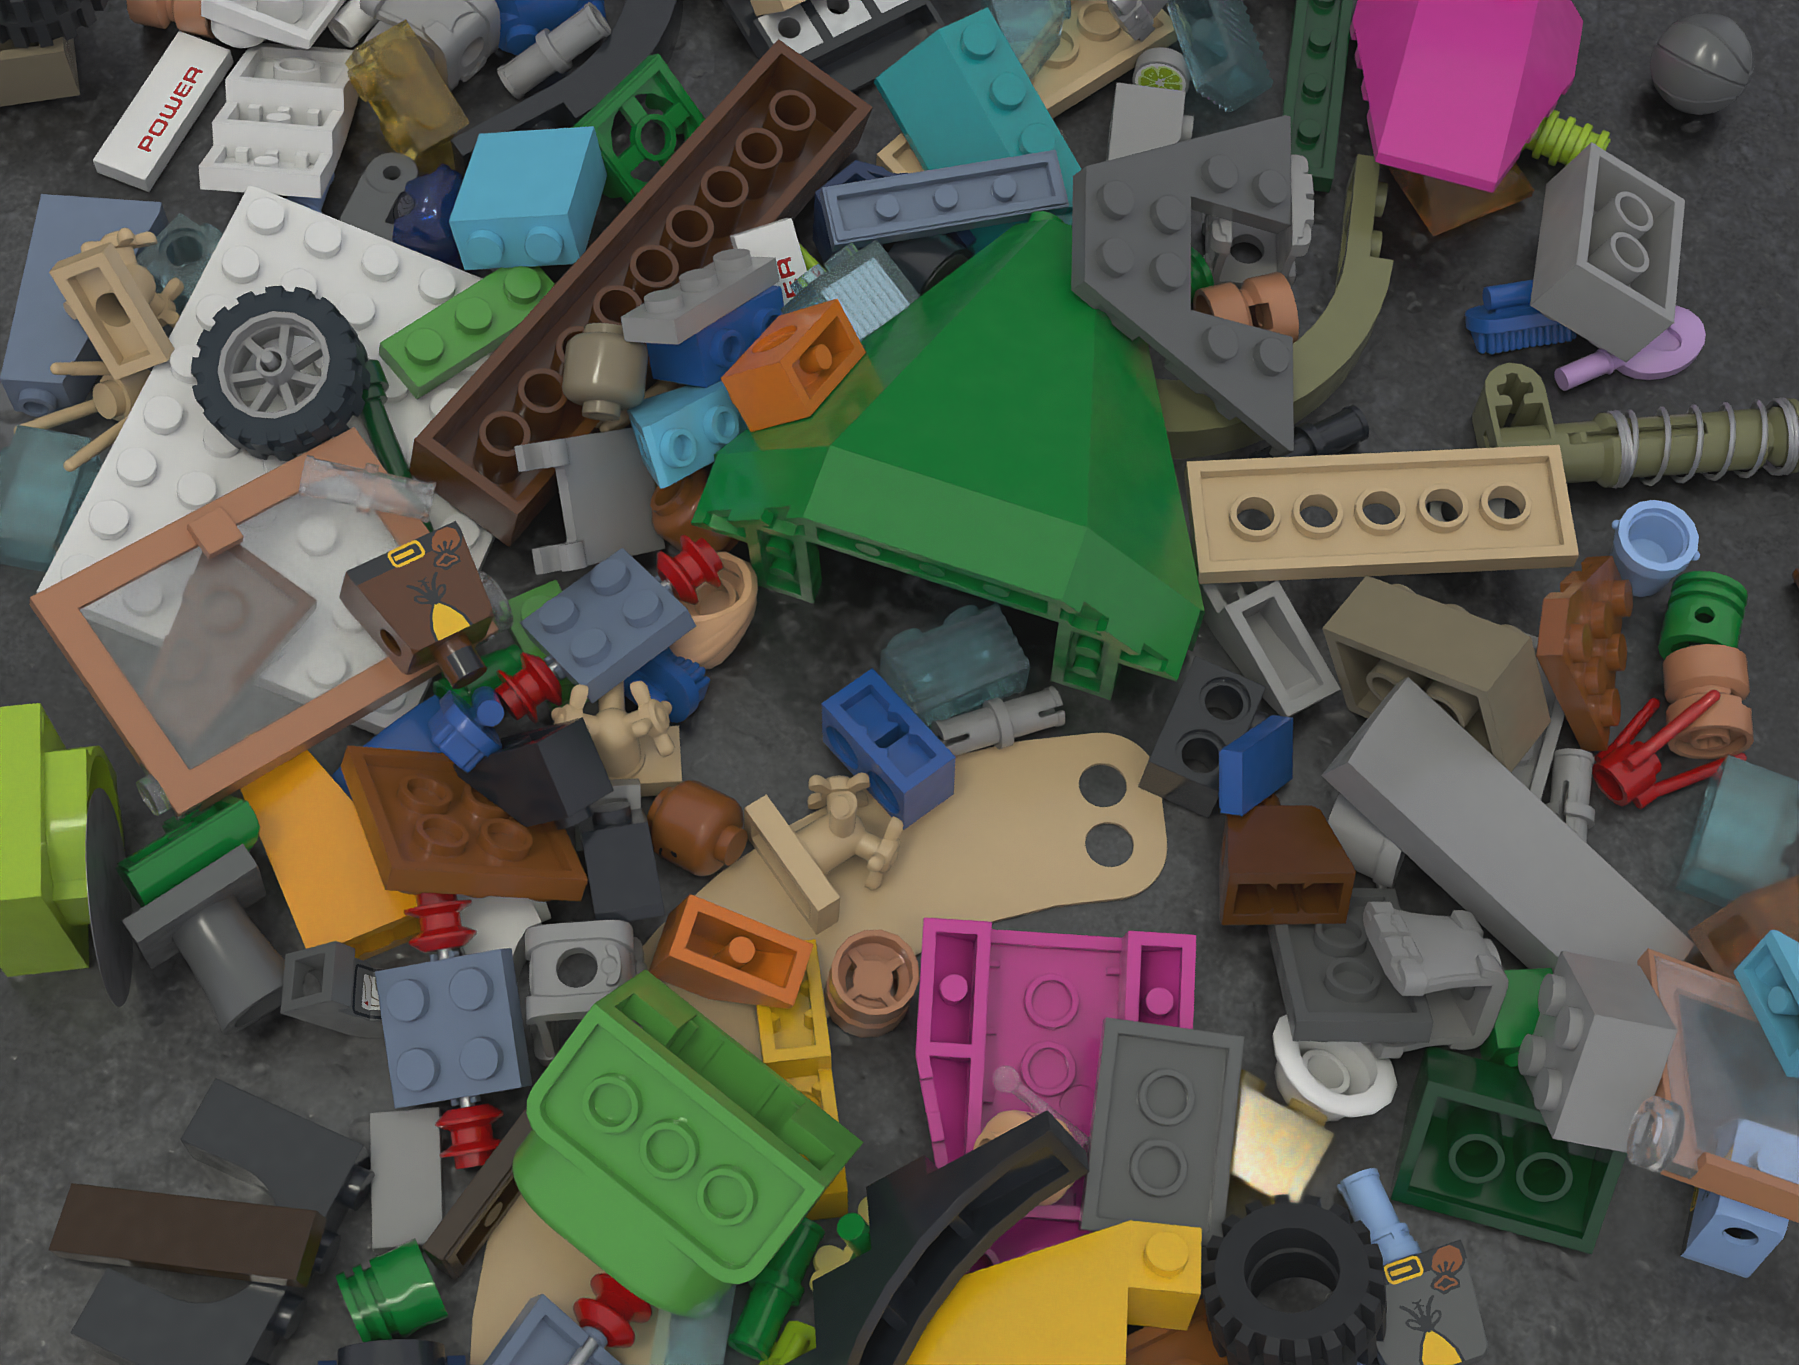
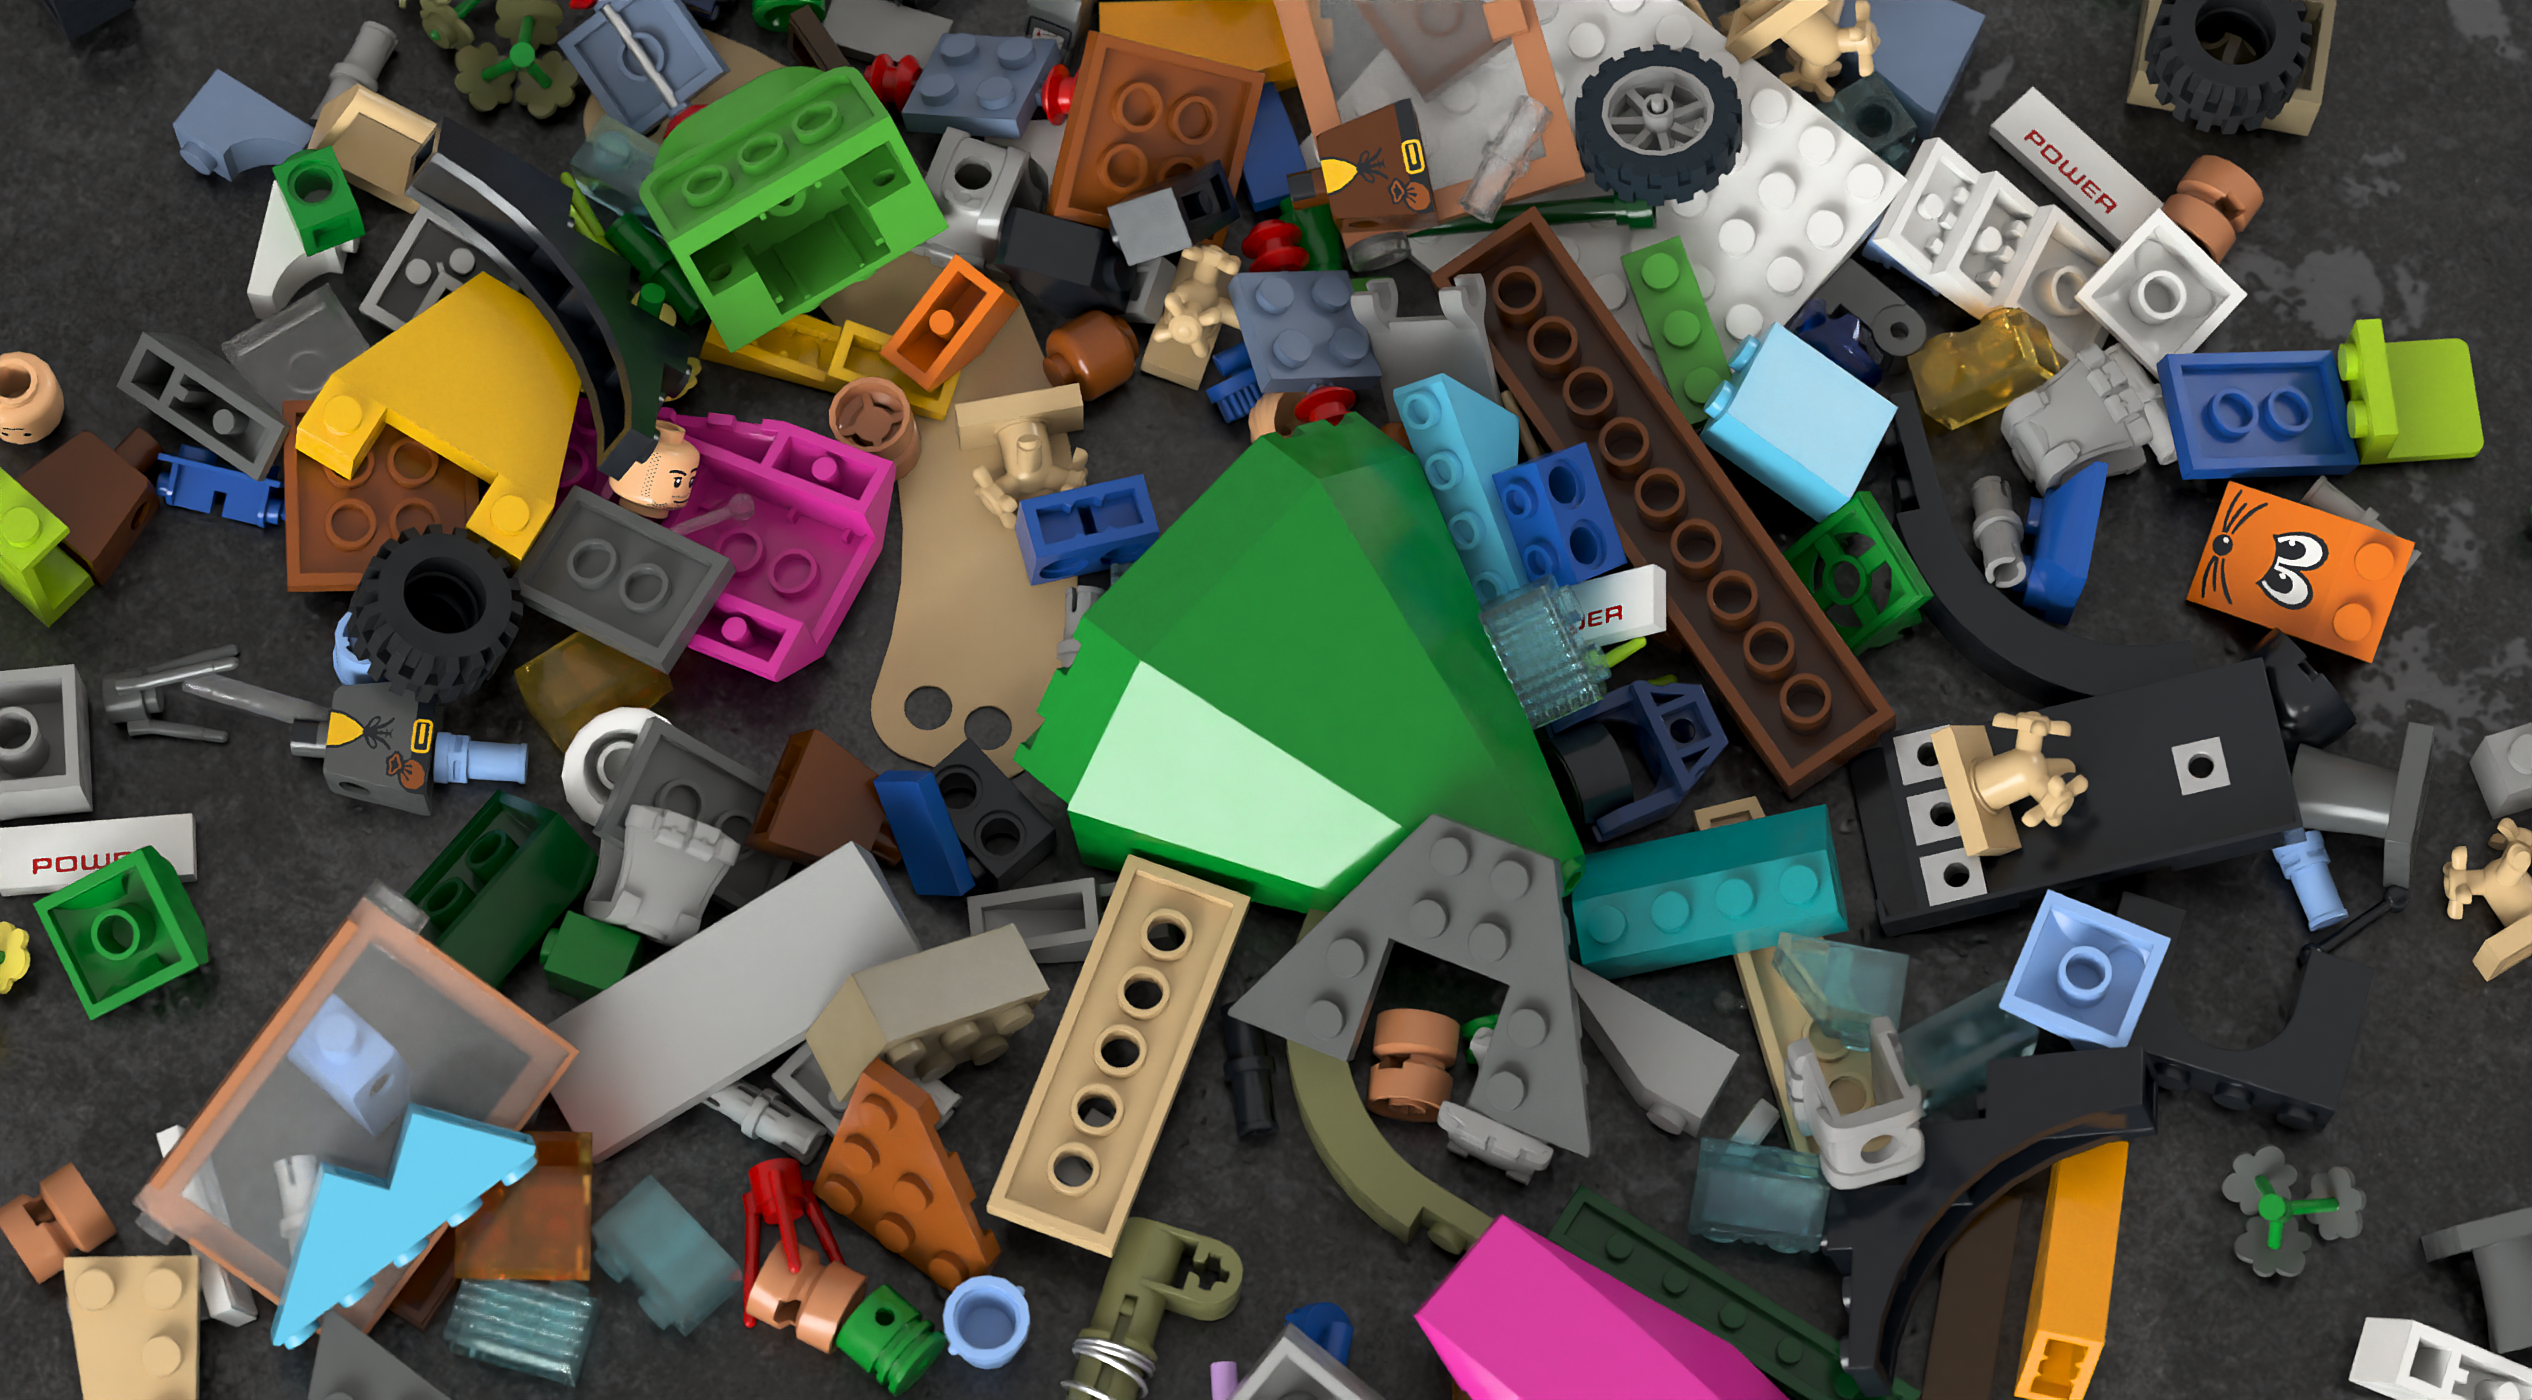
camera: 115 degrees right, 5 degrees up
(465, 730) = (1243, 176): blue piece -> none
(604, 372) = (1539, 387): dark tan head -> none
(700, 298) = (1575, 489): light grey plate -> none
(793, 365) = (1467, 541): orange brick -> none
(943, 200) = (1629, 788): sand blue tile -> none
(1595, 1049) = (512, 941): light grey brick -> none

